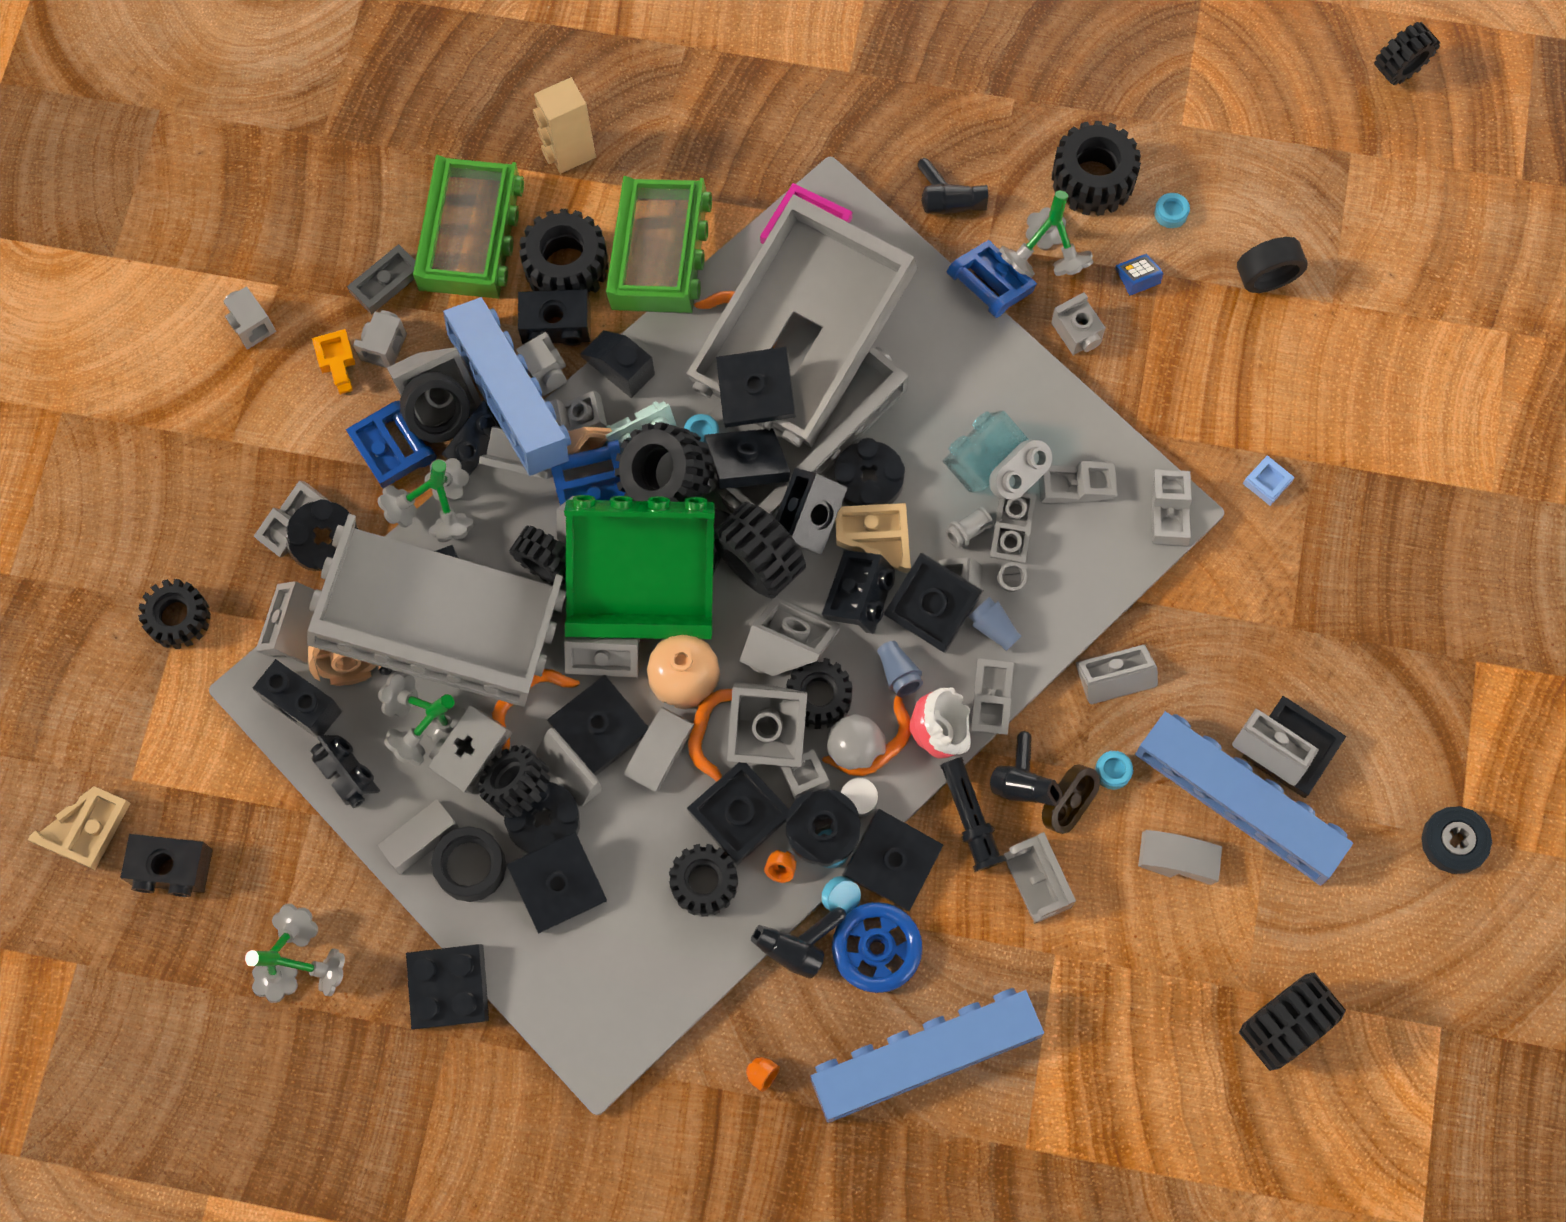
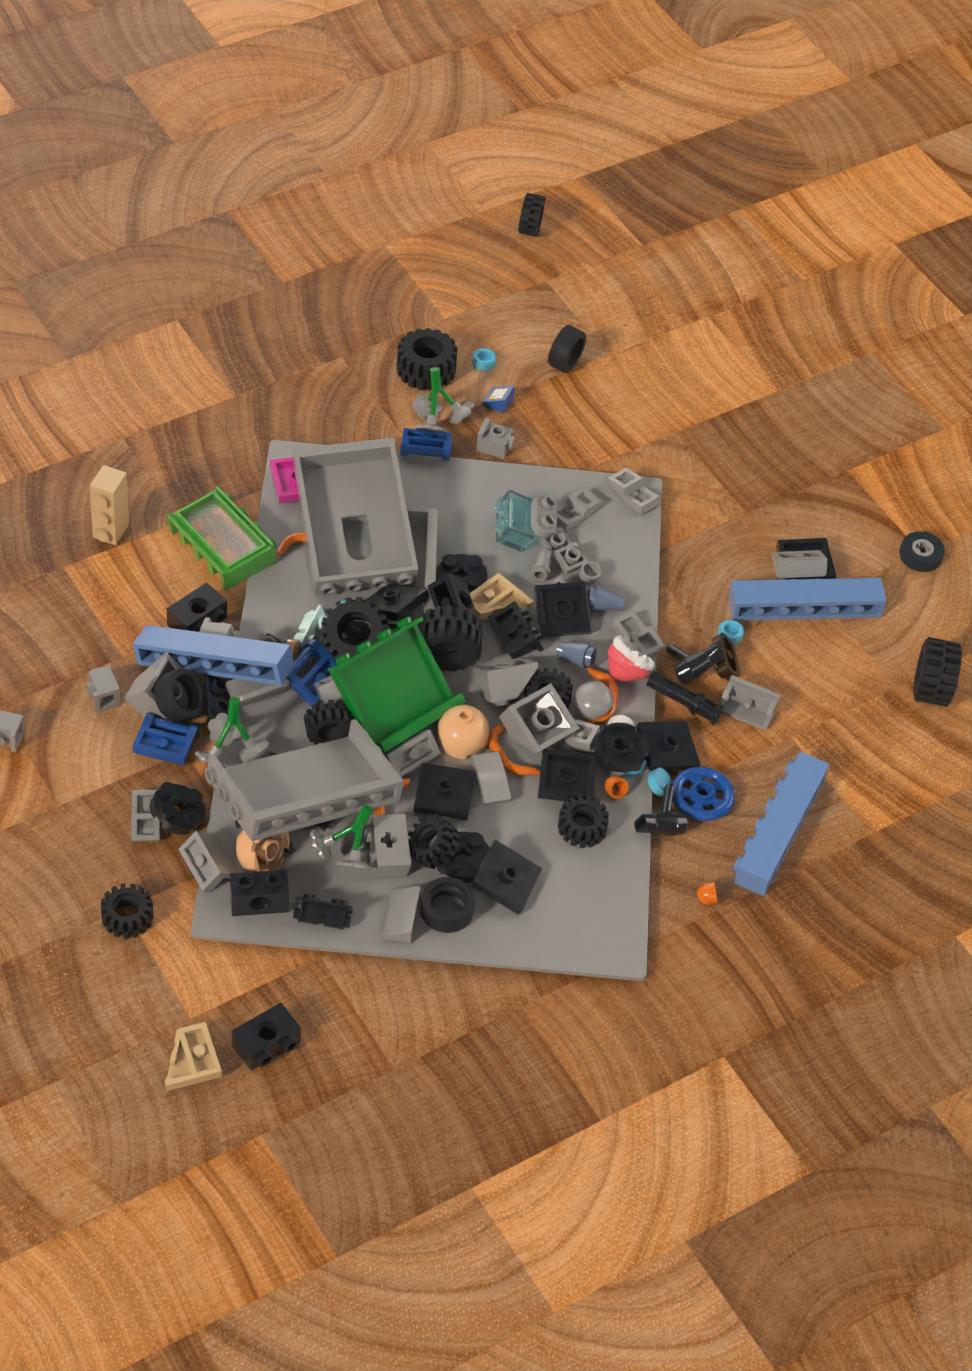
camera: 50 degrees left, 20 degrees down
(276, 975) = (379, 1013): light grey plant -> none
(334, 355) = (82, 714): light orange plate -> none
(383, 279) = (69, 658): dark grey plate -> none
(447, 986) = (498, 976): black plate -> none
(468, 227) = (95, 599): window -> none
(558, 233) = (169, 562): black tyre -> none
(568, 768) = (461, 816): light grey slope -> none
(620, 361) = (262, 606): black slope -> none
(755, 387) = (365, 560): black plate -> none
(948, 198) = (358, 422): black piece -> none
(1117, 674) = (686, 588): light grey slope -> none
(1179, 854) = (803, 645): light grey slope -> none
(1268, 480) = (665, 452): light blue tile -> none

